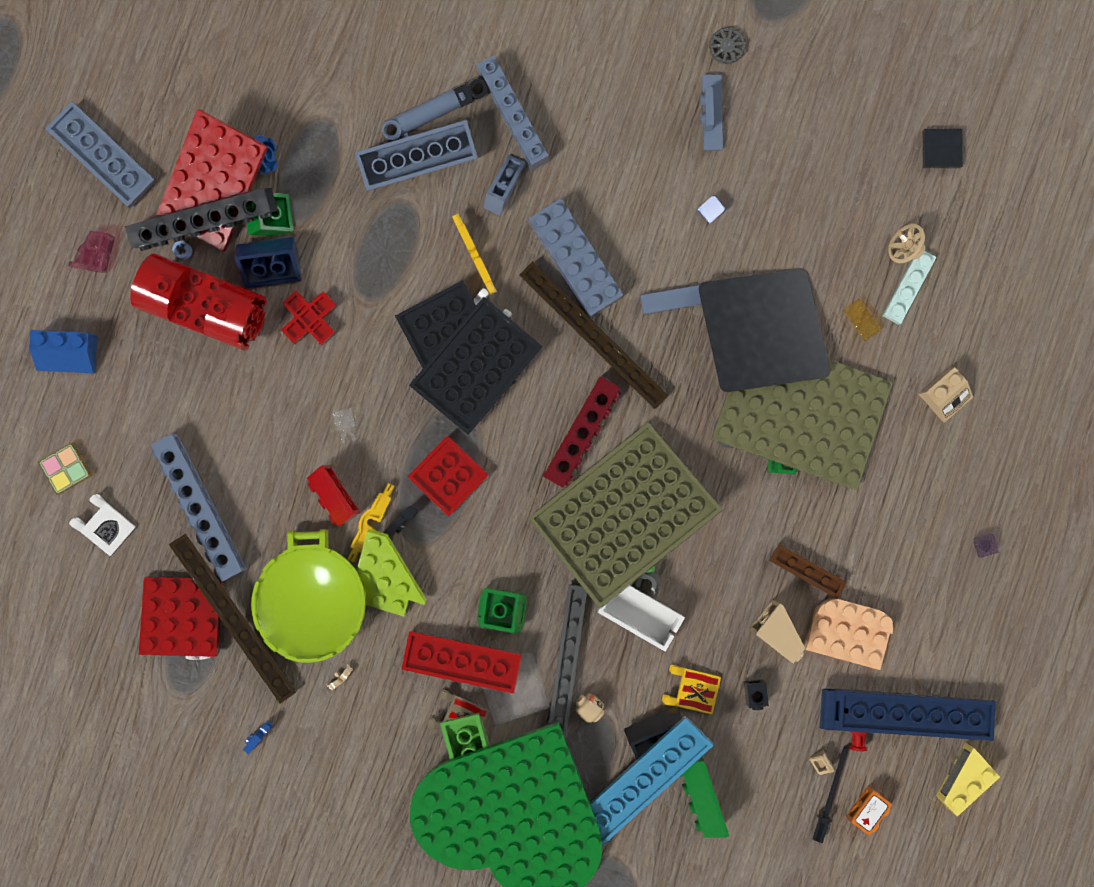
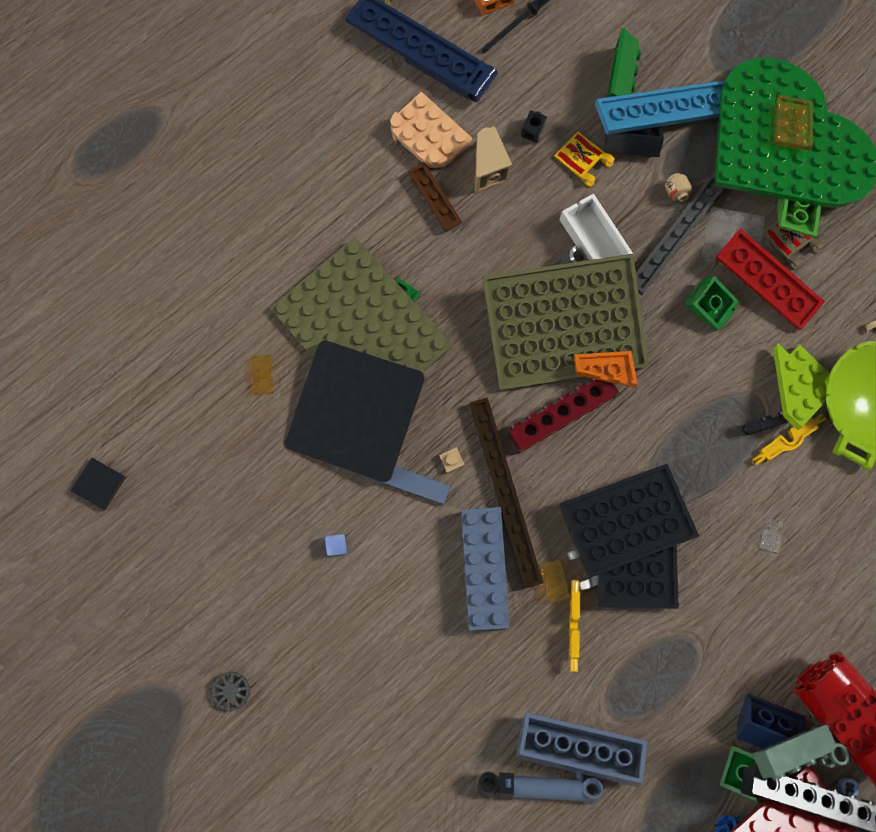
camera: 150 degrees left, 10 degrees down
(240, 246) = (798, 751): none -> sand green hinge
(308, 317) = (757, 653): red plate -> none
(332, 495) = (813, 478): red slope -> none
(448, 476) = (700, 441): red plate -> none
(503, 185) = (512, 676): sand blue slope -> none
(510, 283) = (555, 581): none -> clear yellow plate
(513, 113) = (467, 741): sand blue brick -> none
(516, 829) = (793, 123): none -> clear yellow plate
(564, 493) = (608, 367): none -> orange wing
(654, 337) = (451, 460): none -> tan plate
(712, 112) = (282, 634): sand blue bracket -> none
(821, 763) = (509, 49): tan slope -> none
(858, 741) = (473, 46): red bush -> none
(908, 288) = (204, 380): light aqua plate -> none
(910, 246) = (182, 413): tan wheel -> none
(947, 394) = (230, 274): tan slope -> none
(986, 545) = (275, 138): clear purple plate -> none

